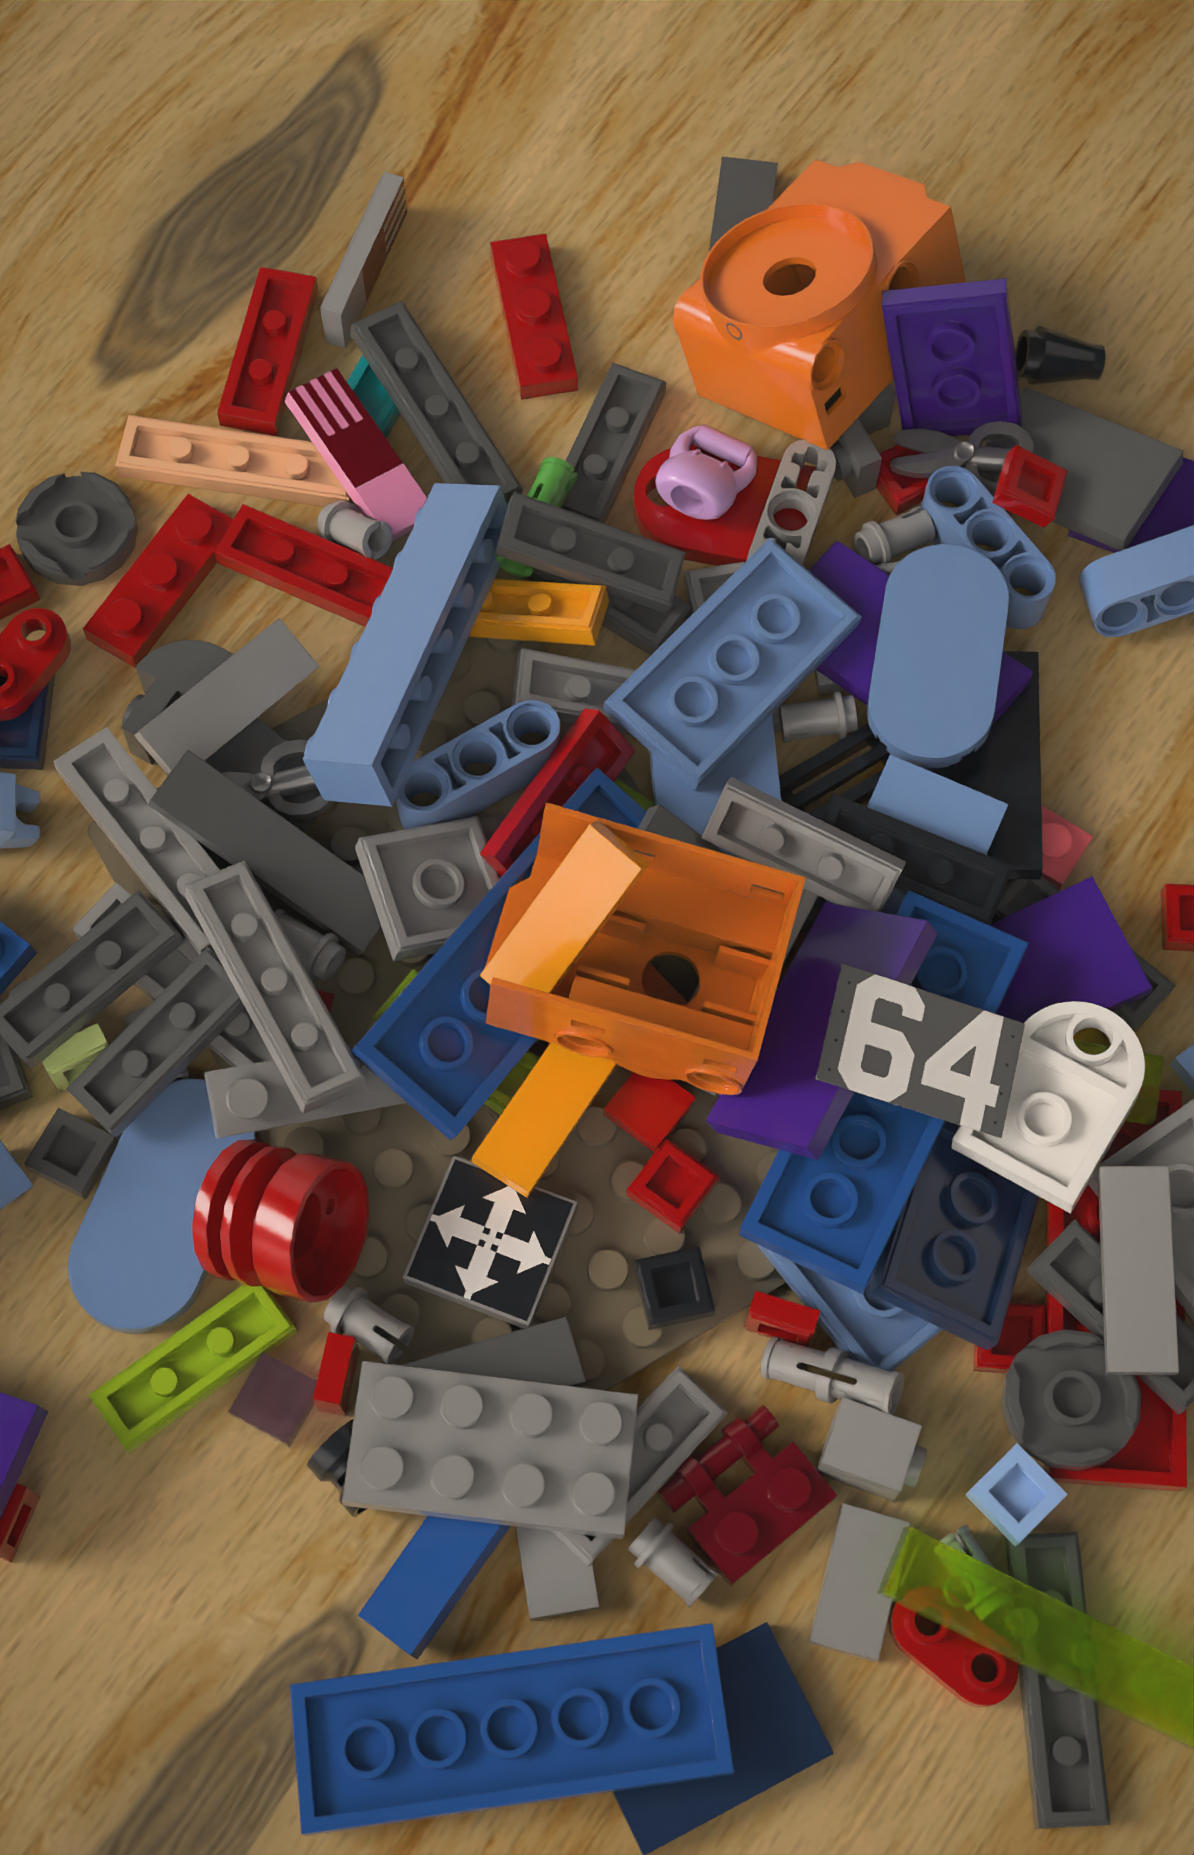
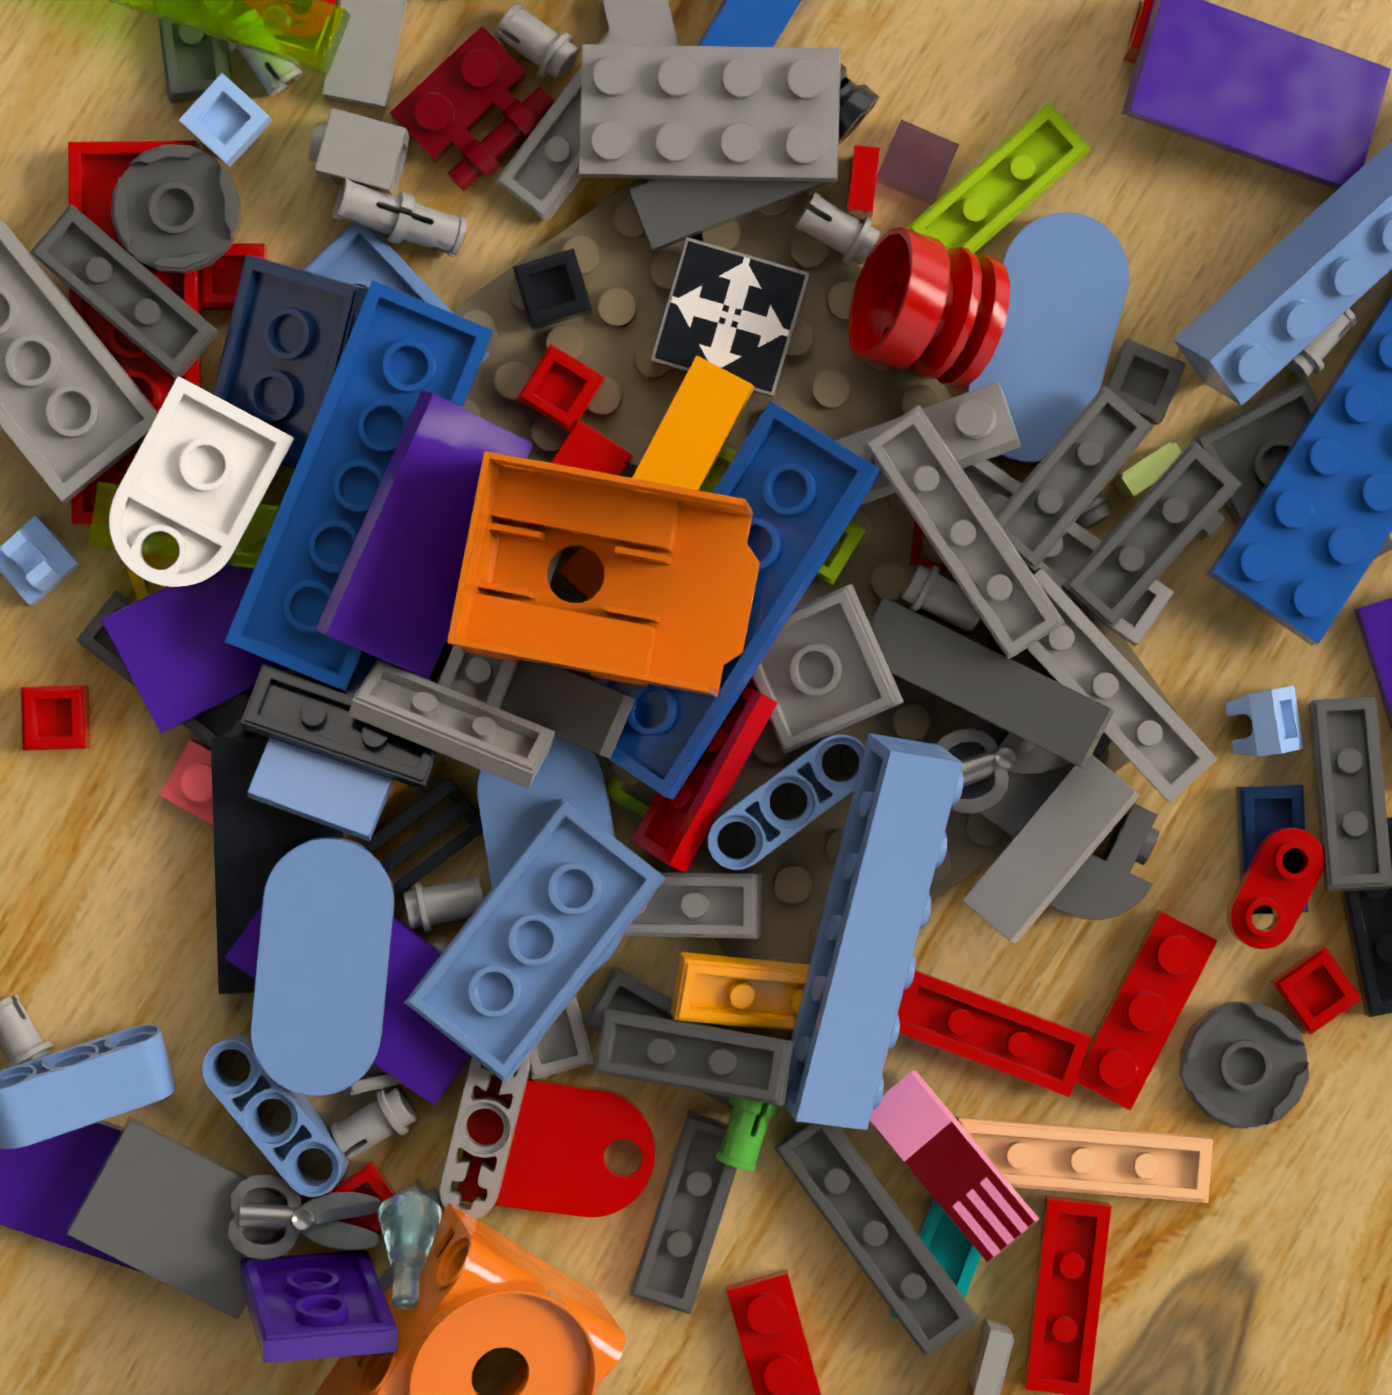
camera: 175 degrees right, 20 degrees up
(347, 527) = (958, 1084): light grey pin -> none
(568, 911) = (681, 594): light orange tile -> none
(701, 483) = (583, 1159): lavender piece -> none
(781, 1318) = (449, 268): red tile -> none
(867, 413) = (408, 1230): none -> clear light blue cone
(920, 1051) = (327, 504): sticker -> none
(1030, 486) = (230, 1176): red tile -> none
(1056, 357) = (204, 1361): black cone -> none
(1137, 1270) = (115, 323): light grey tile -> none

